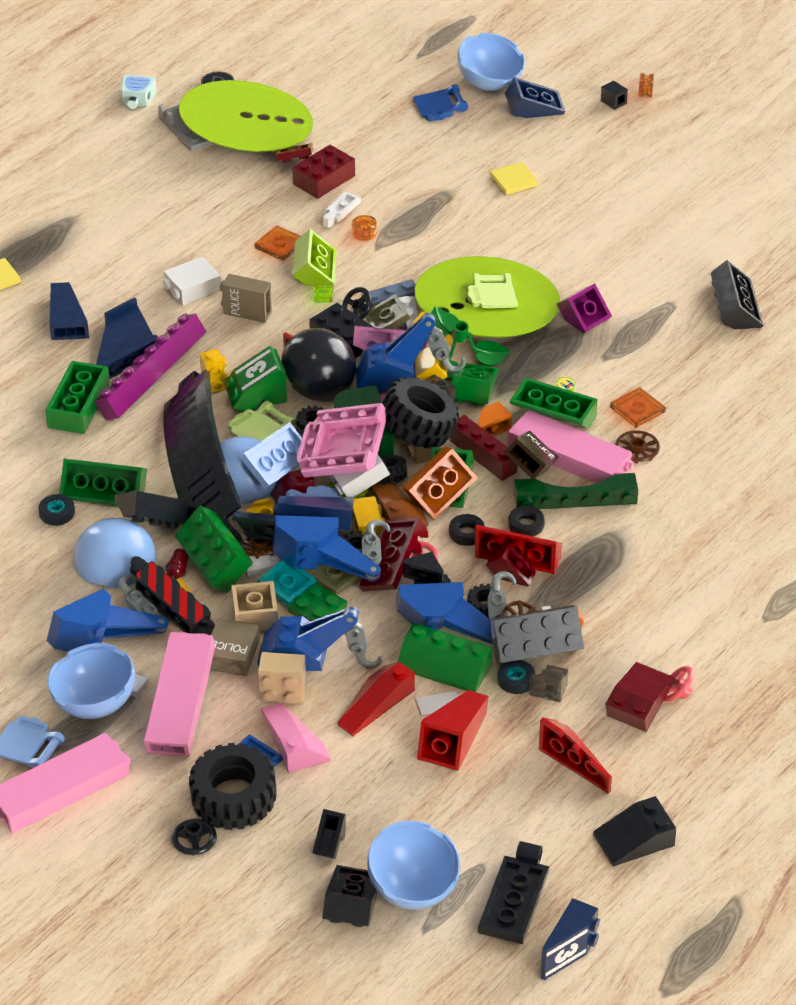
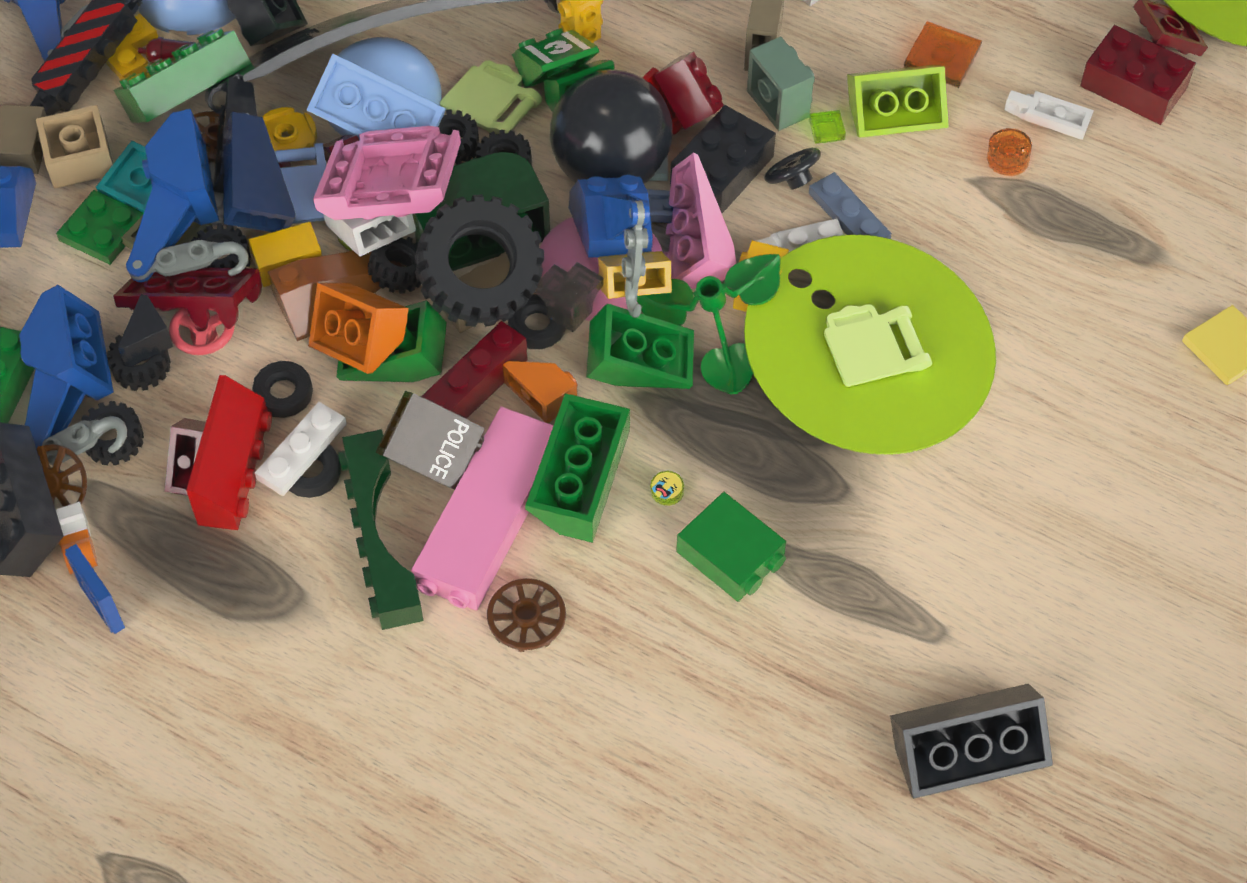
camera: 80 degrees right, 15 degrees up
(294, 321) = (689, 89): none -> dark red slope
(296, 298) = (780, 83): none -> sand green brick
(388, 314) = (775, 209): olive plate -> none
(518, 516) = (300, 448): none -> white plate
(584, 308) = (871, 490): magenta slope -> none
(604, 601) = (94, 589): none -> blue tile
(611, 362) = (731, 547): none -> green brick
(637, 407) = (628, 604): clear orange tile -> none

